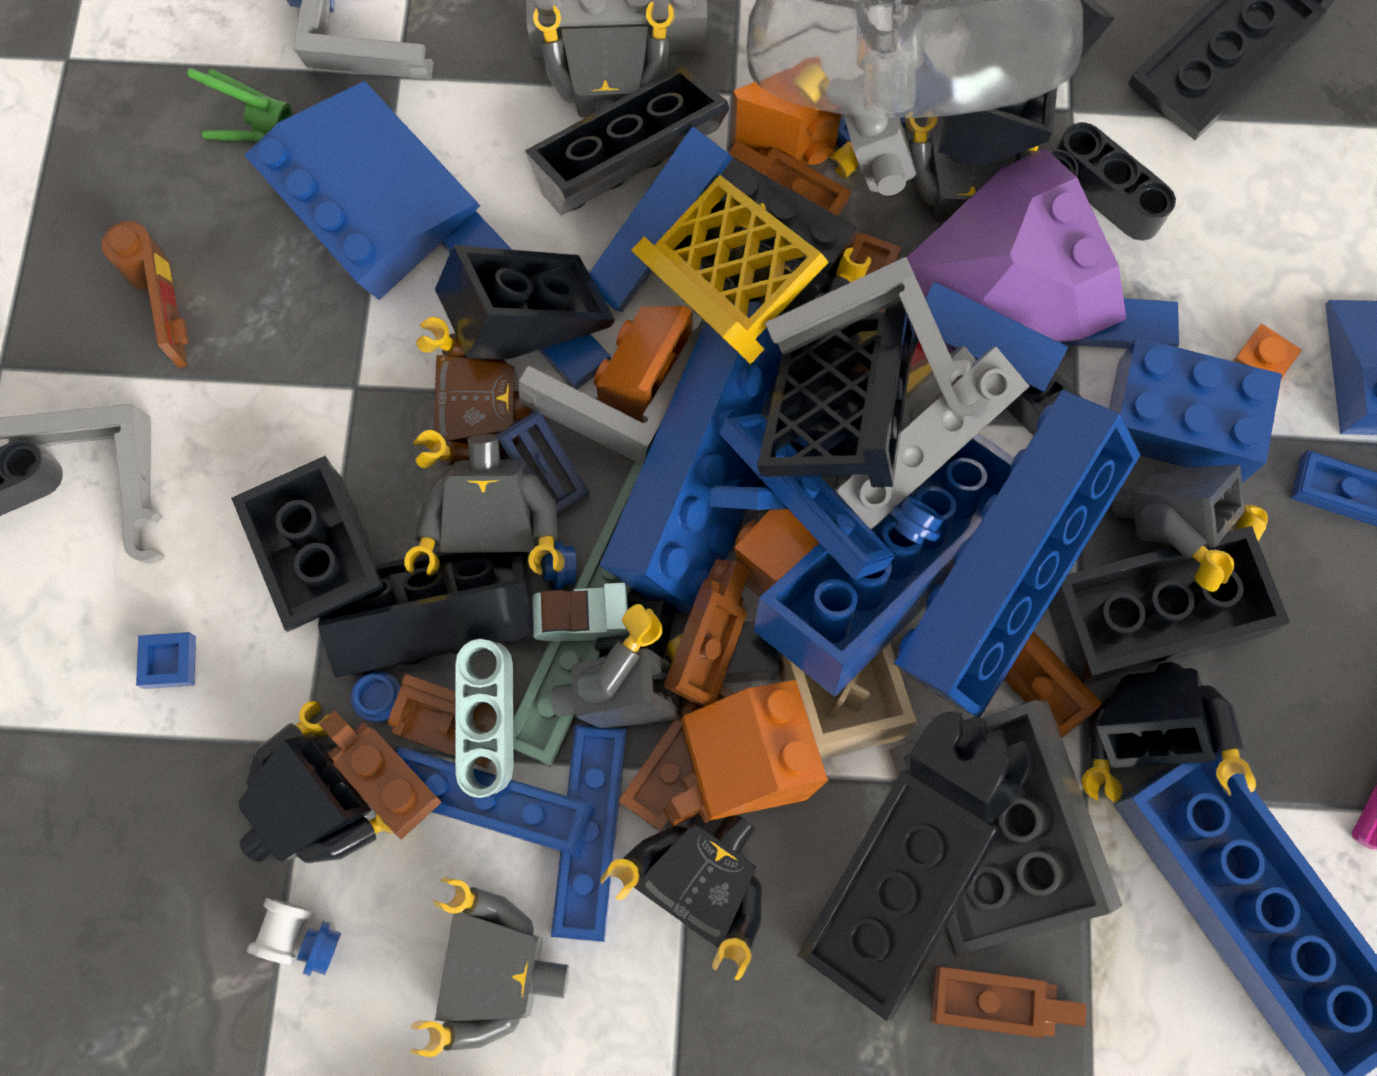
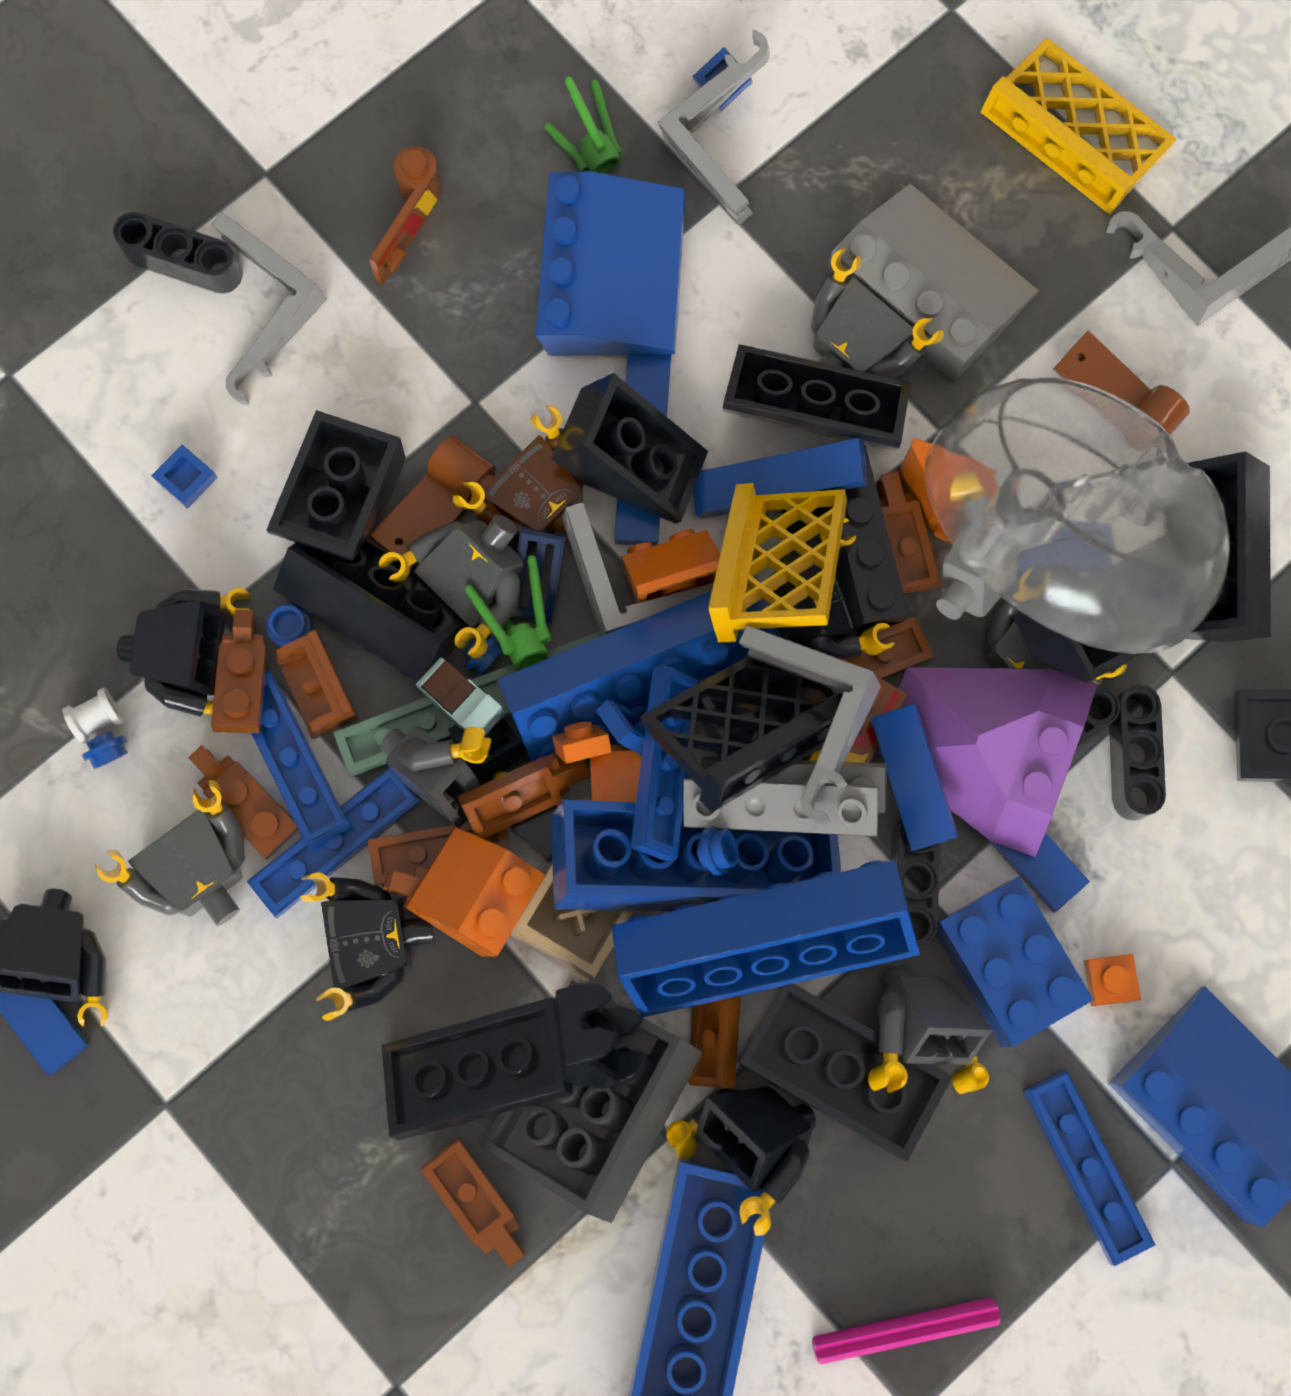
camera: 40 degrees right, 5 degrees up
(397, 484) = (431, 500): none -> dark orange door
(471, 741) = (311, 714): light aqua beam -> none
(509, 872) = (260, 816): none -> dark orange hinge
(587, 521) = (521, 642): none -> bright green plant
(720, 545) = (581, 742): none -> orange plate

